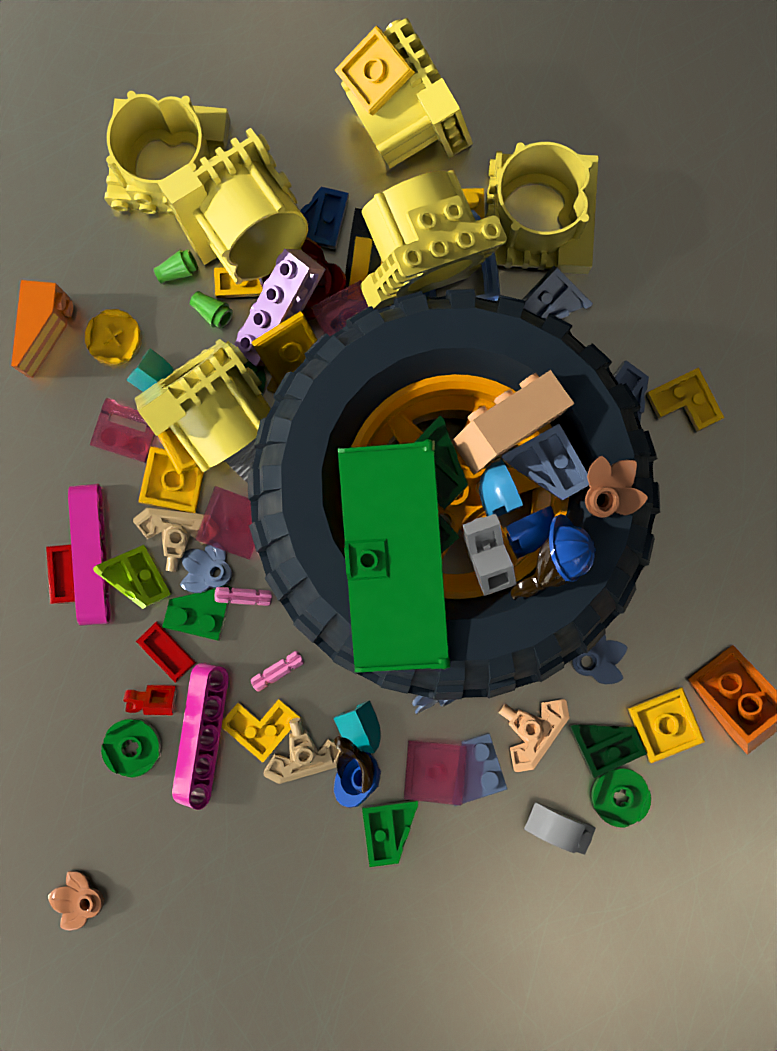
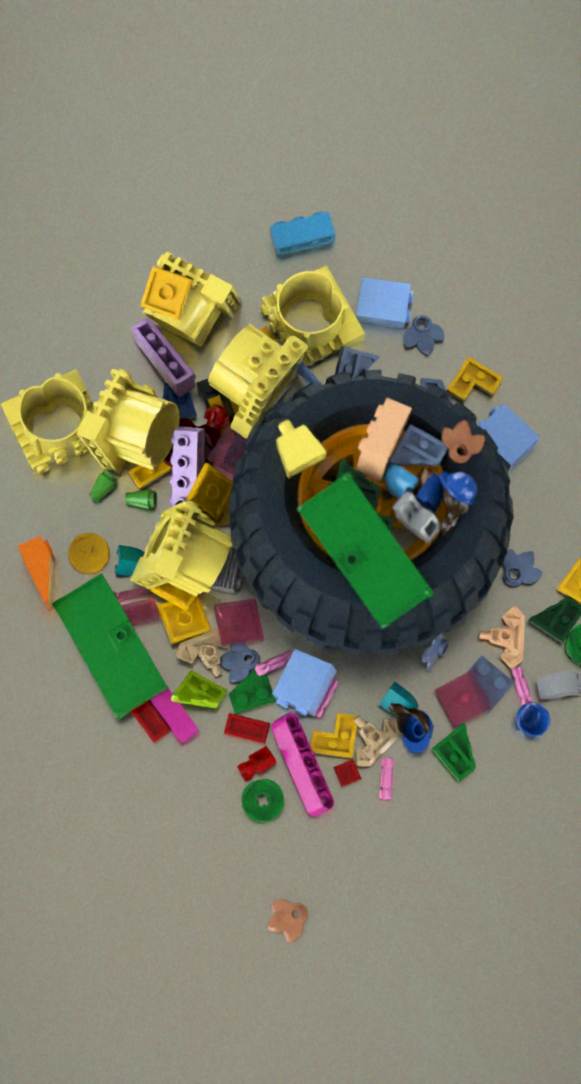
camera: 35 degrees left, 10 degrees down
(65, 462) = (110, 646): none -> green door
(248, 774) = (347, 773): none -> red tile
(260, 642) = (304, 683): none -> light blue brick
(289, 809) = (387, 776): none -> bright pink axle
(336, 154) = (164, 357): none -> lavender brick
(352, 263) = (216, 416): none -> red gear
(391, 367) = (298, 448): none -> light yellow torso
(500, 848) = (533, 719): none -> blue hair
(513, 800) = (521, 685): none -> bright pink axle
(595, 101) = (302, 233): none -> dark azure brick
(638, 243) = (384, 303): none -> light blue brick
(659, 312) = (425, 337): none -> sand blue plate
(685, 490) = (510, 434): none -> light blue brick

